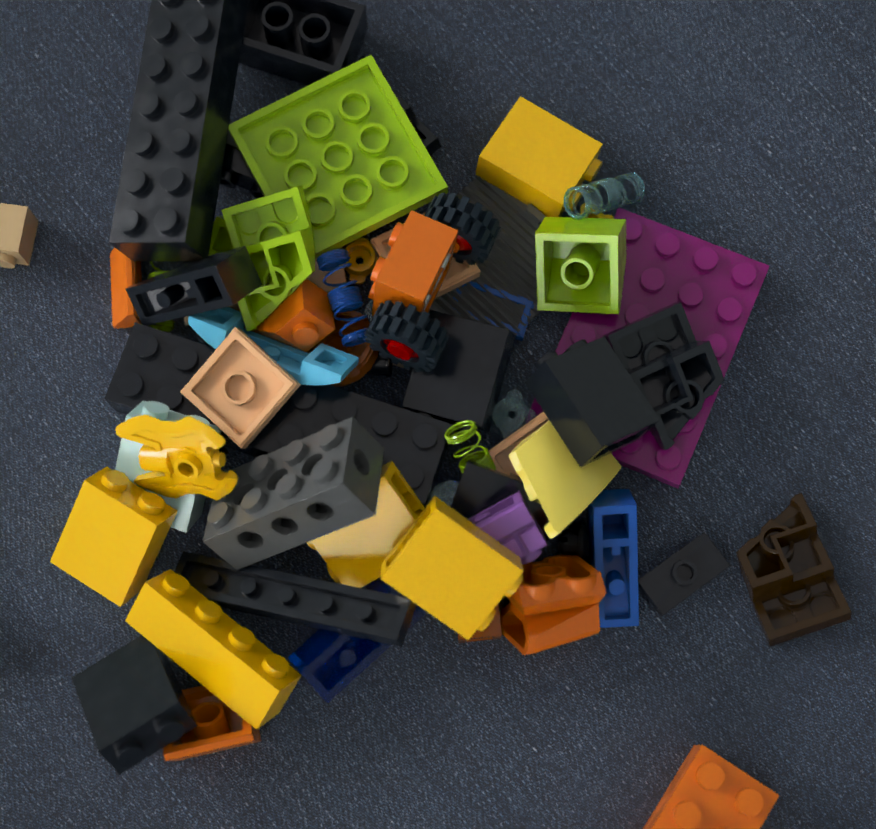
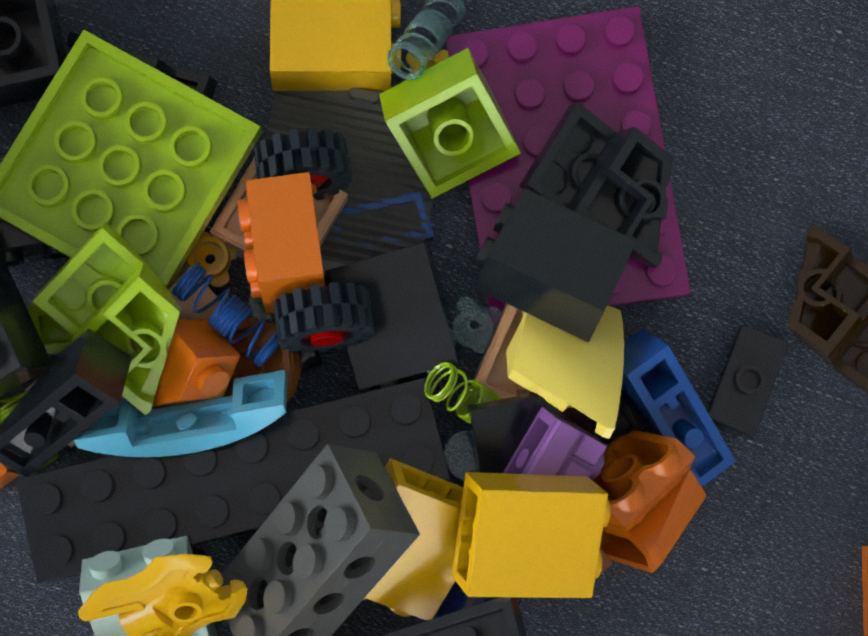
camera: 40 degrees left, 5 degrees up
(240, 388) = (180, 482): light nougat tile -> none

